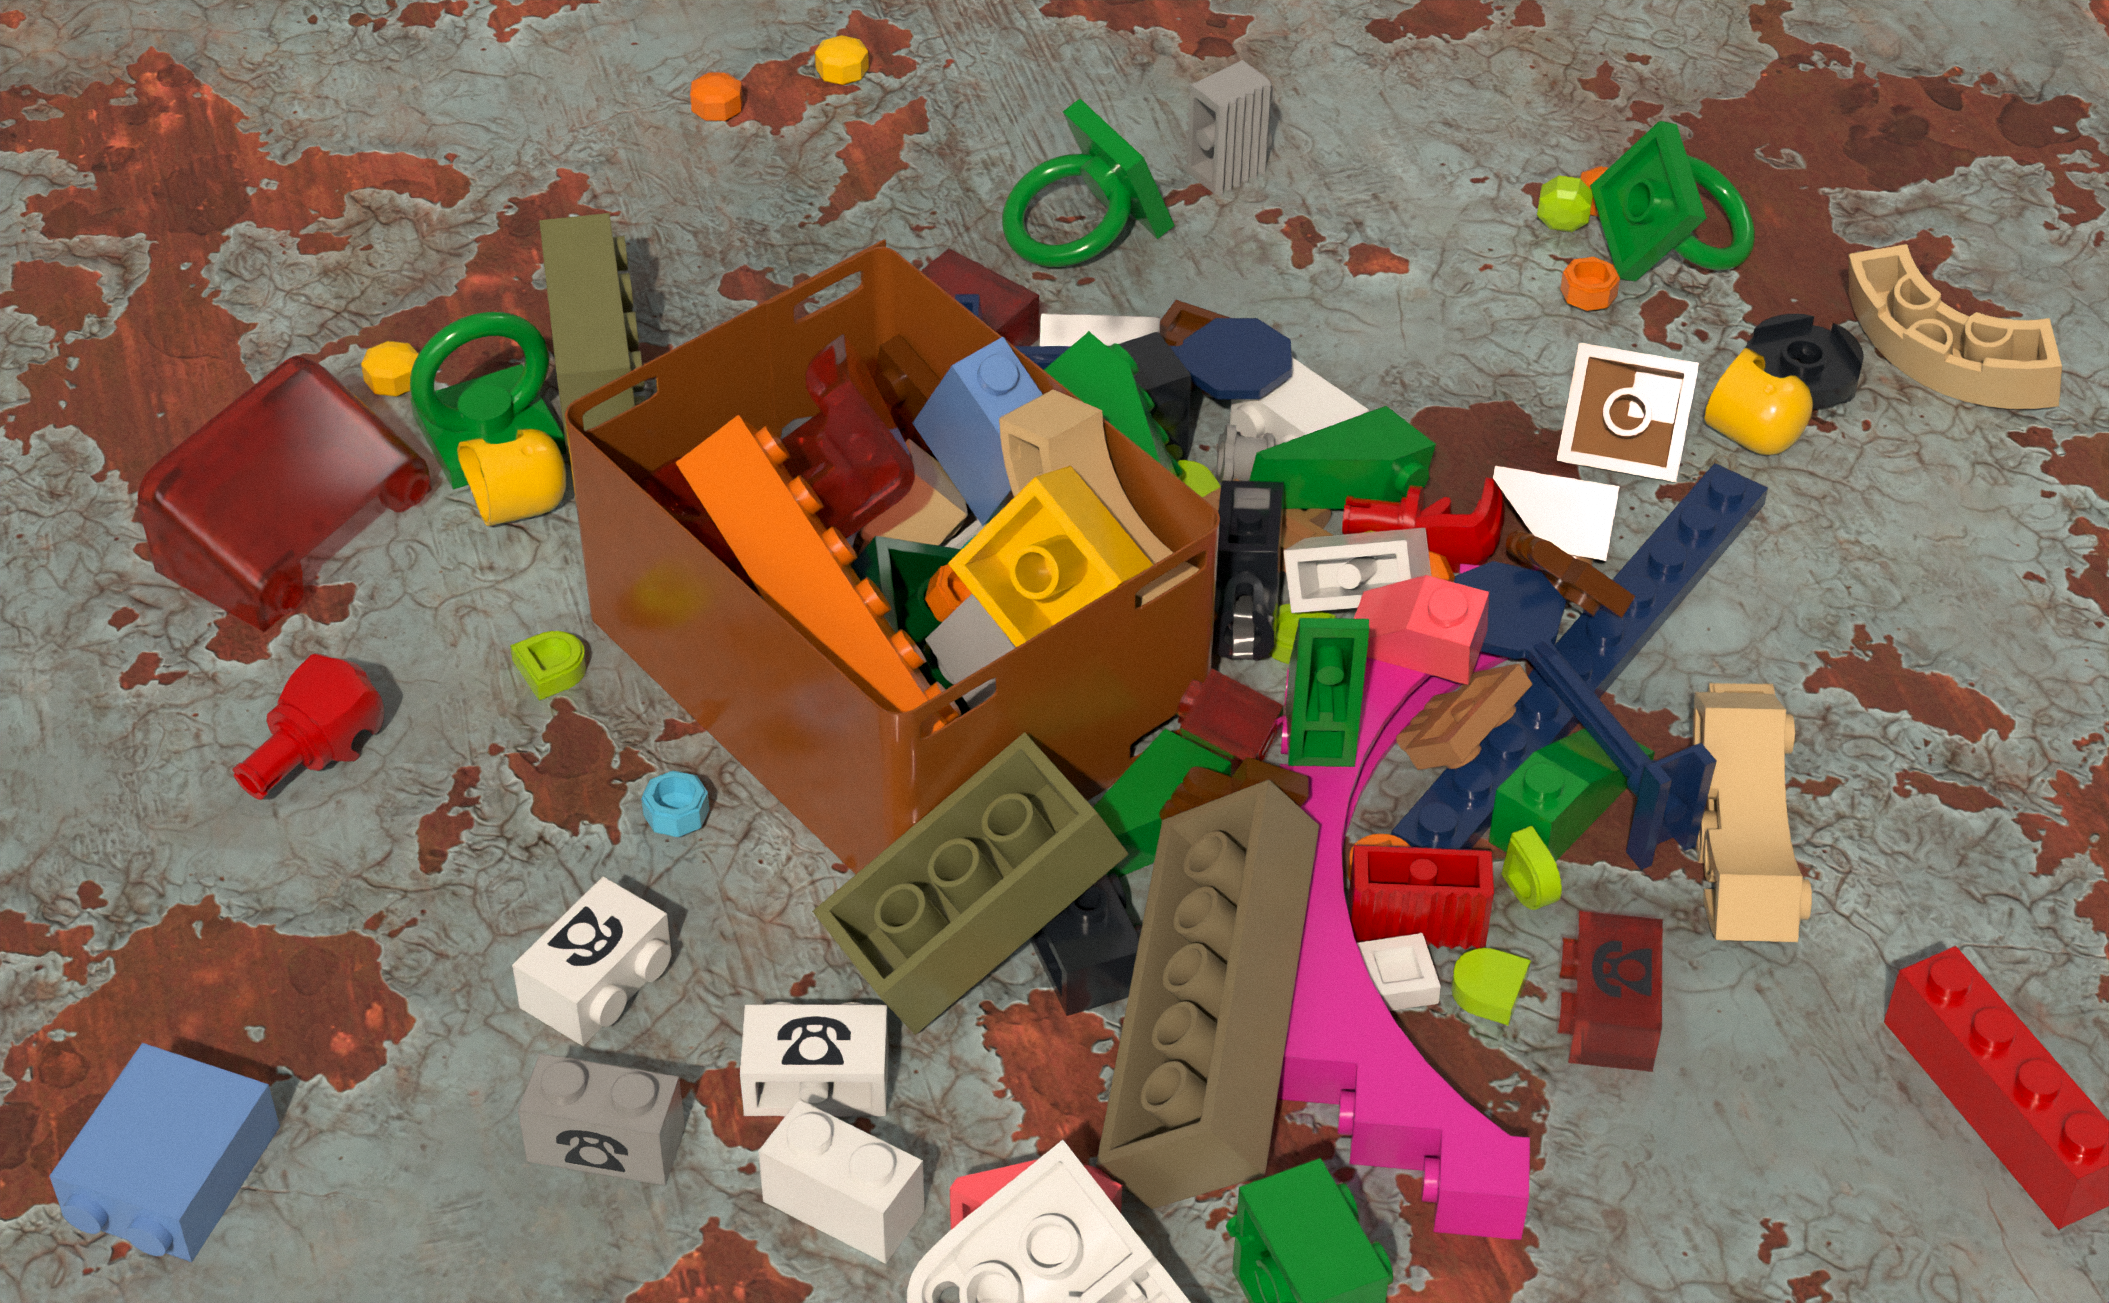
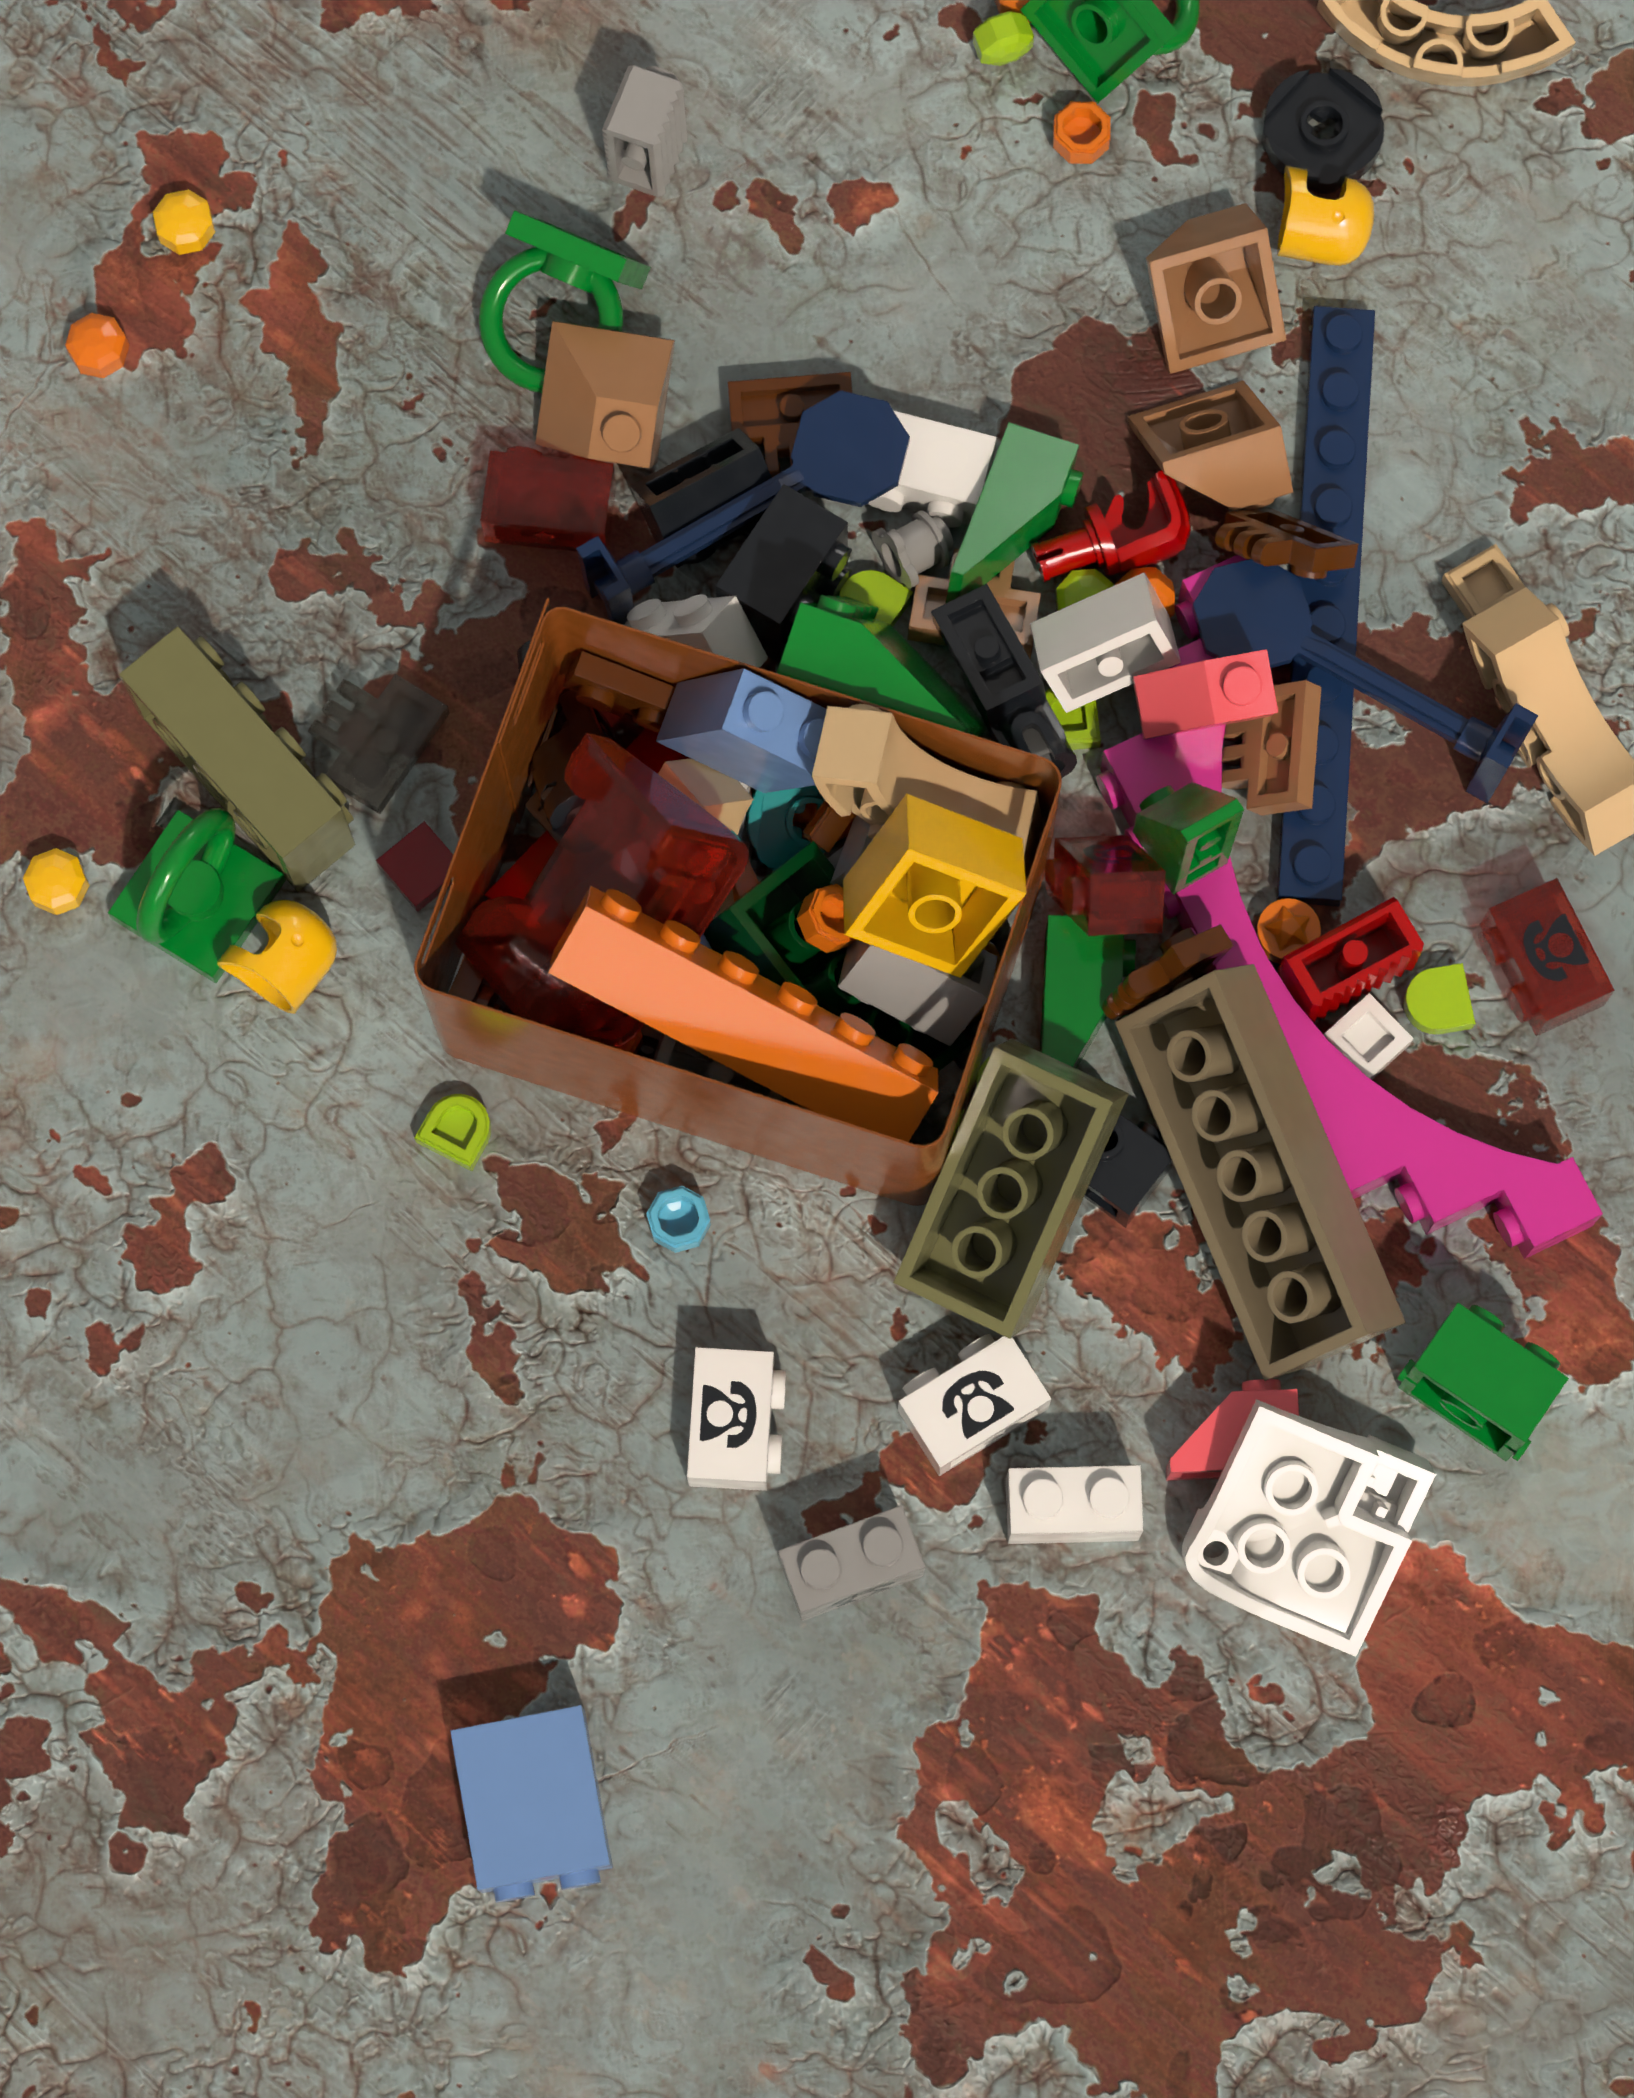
camera: 30 degrees left, 30 degrees up
(268, 486) = (97, 1105): clear red windscreen -> none
(313, 722) = (323, 1327): red piece -> none
(1077, 262) = (605, 394): none -> medium nougat slope
(1531, 870) = (1416, 873): lime tile -> none
(1558, 792) = (1394, 773): green slope -> none

